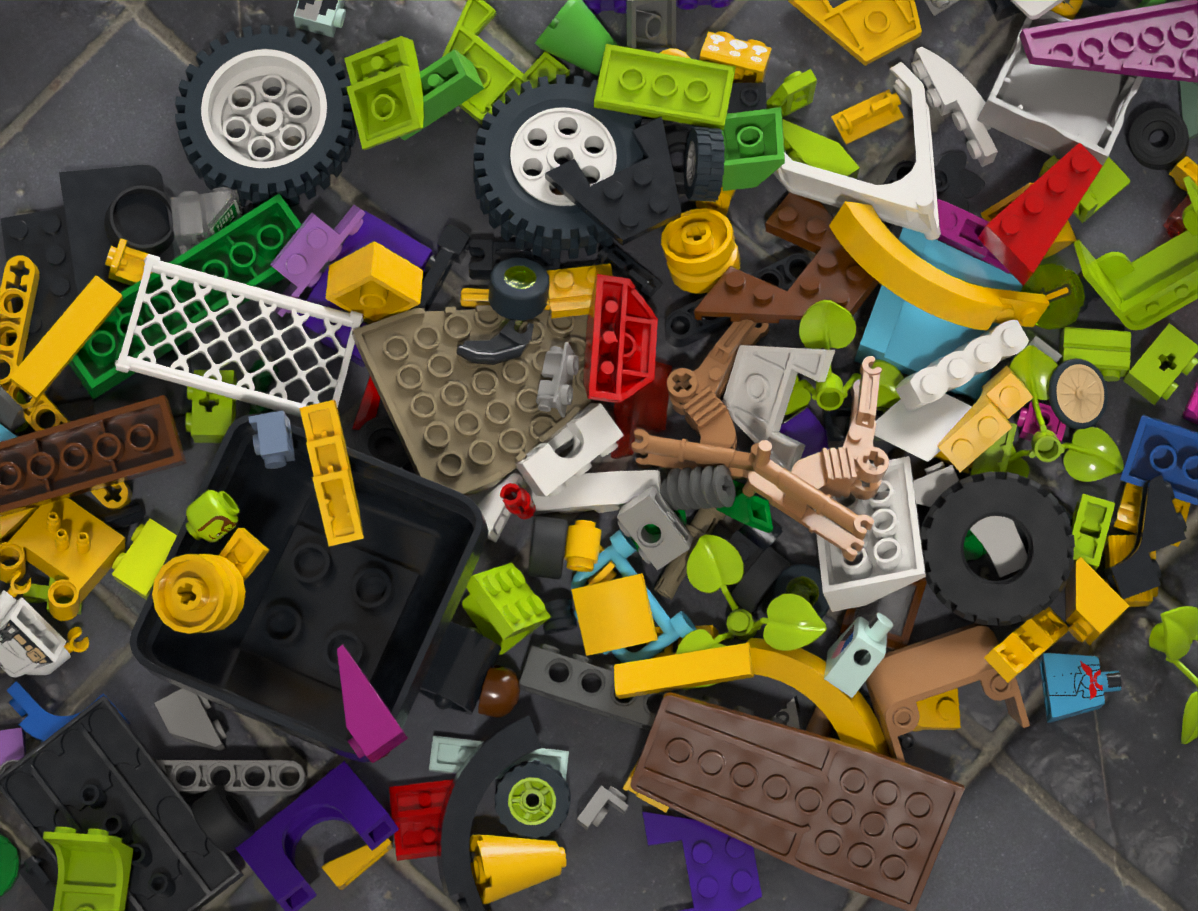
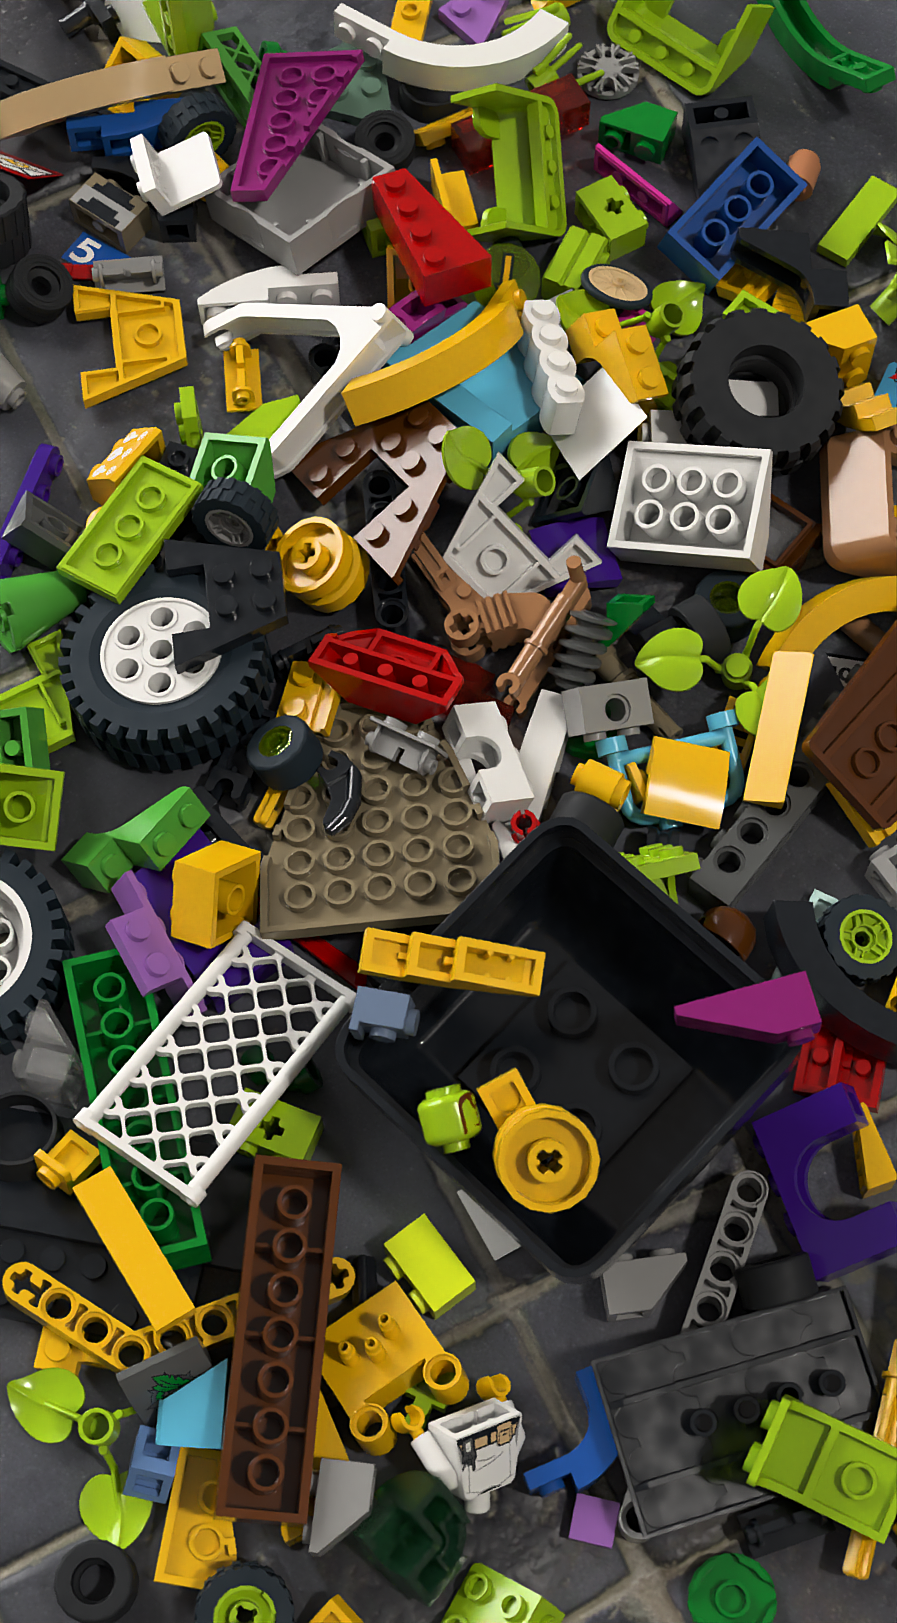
camera: 65 degrees left, 10 degrees down
(405, 216) = (144, 841): none -> bright green arch
(830, 474) = (628, 490): medium nougat piece -> none
(857, 653) = (820, 556): light aqua torso -> none
(1126, 221) = (453, 194): none -> yellow panel

